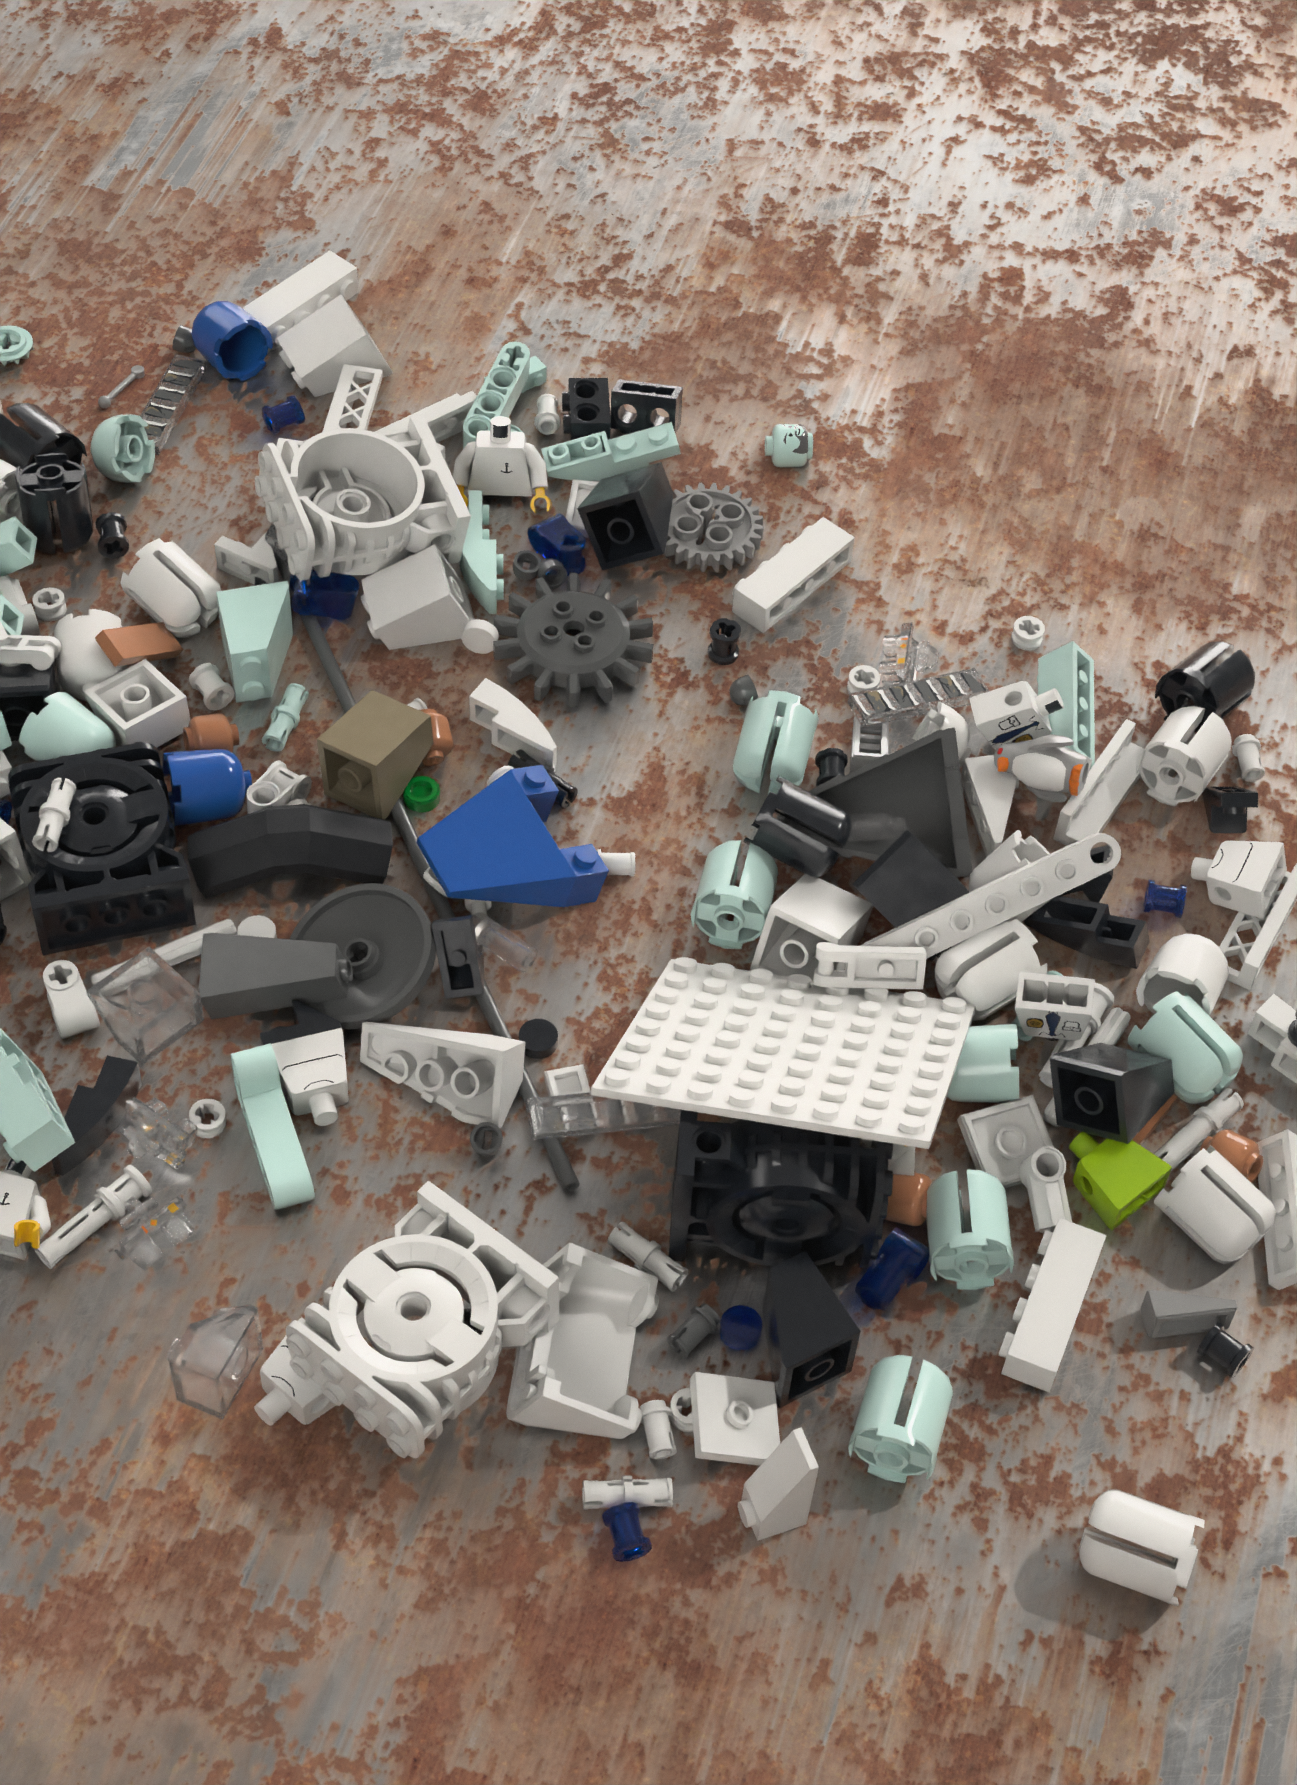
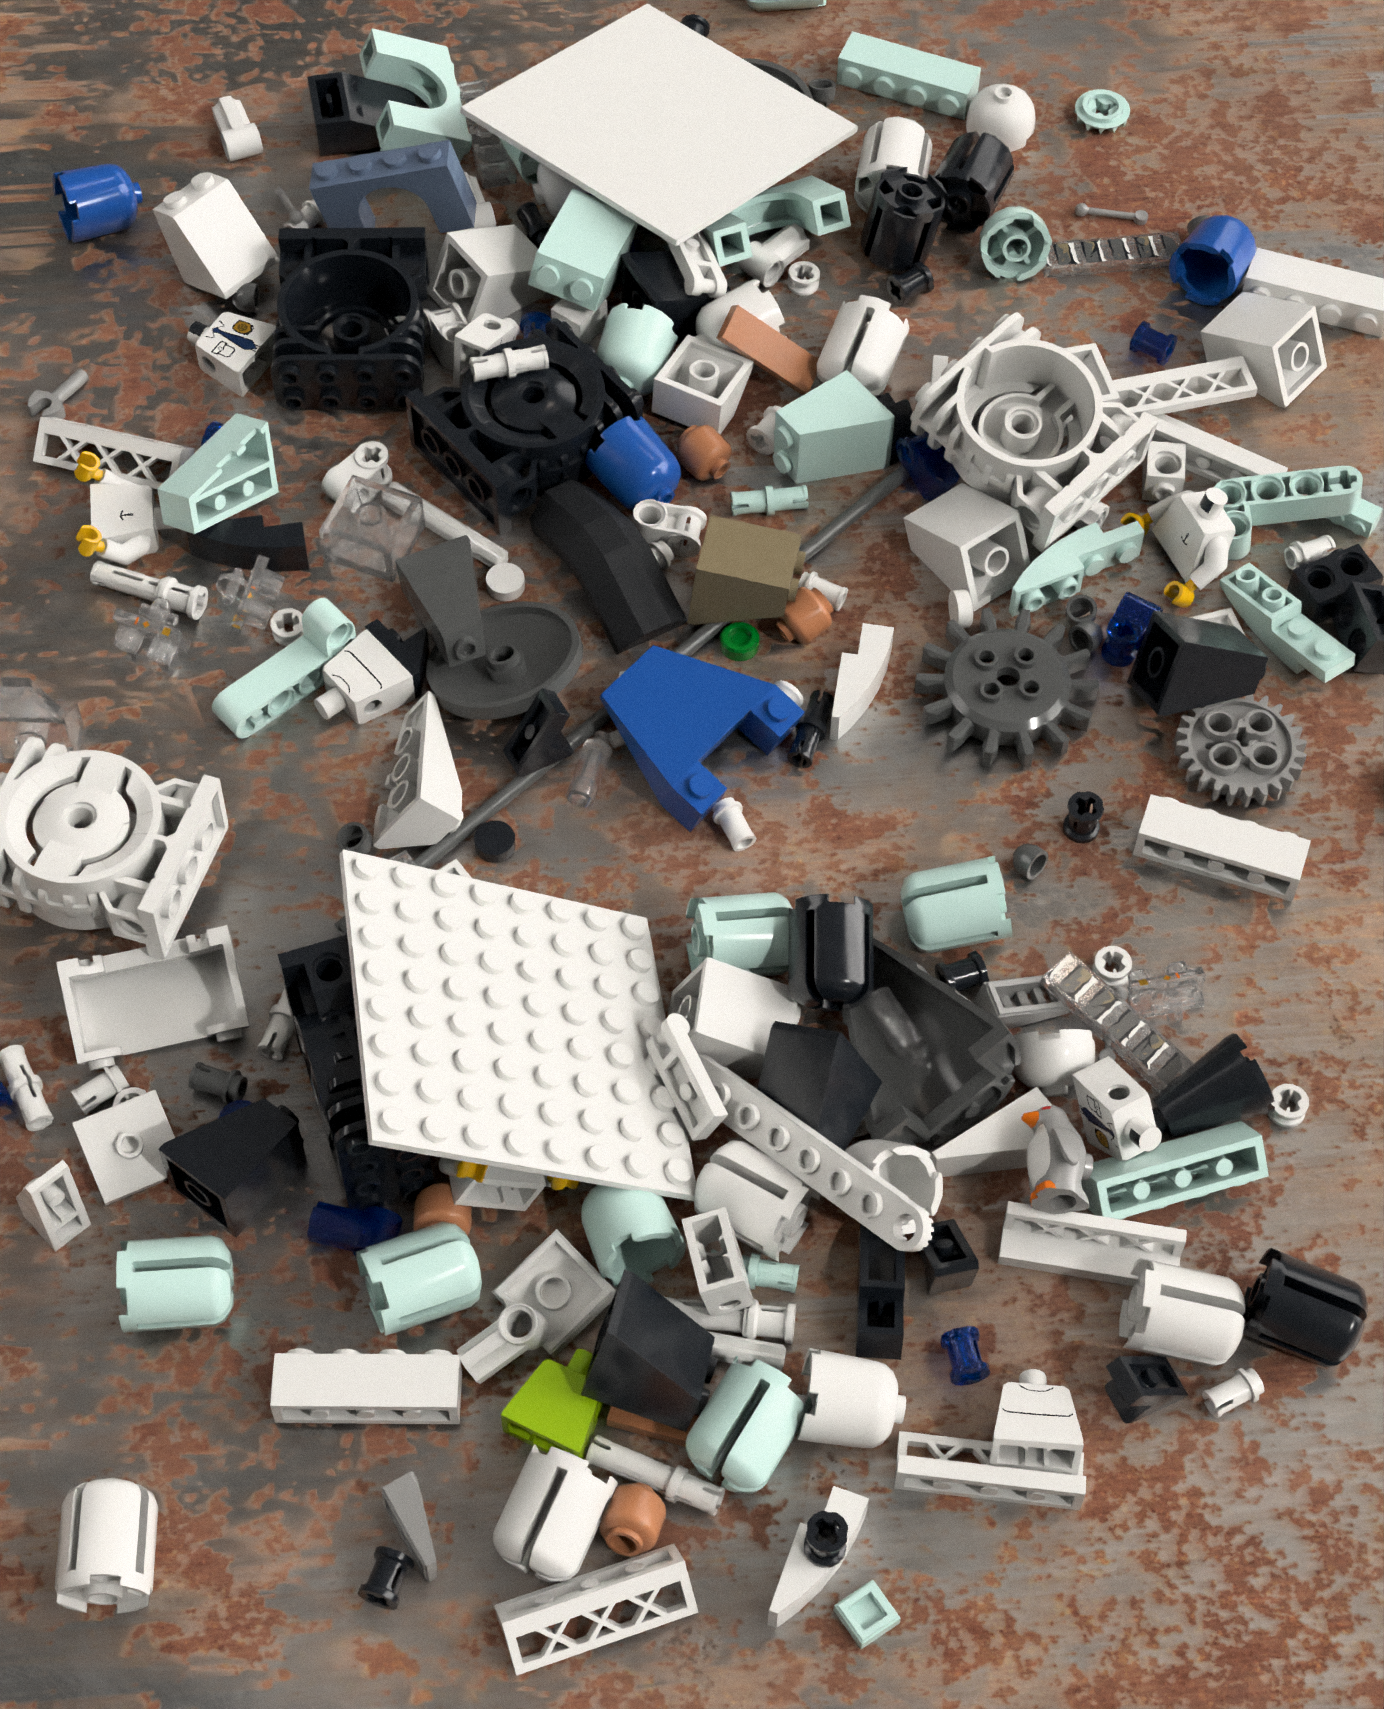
camera: 70 degrees right, 5 degrees up
(1008, 649) = (1214, 1092): none -> black cone

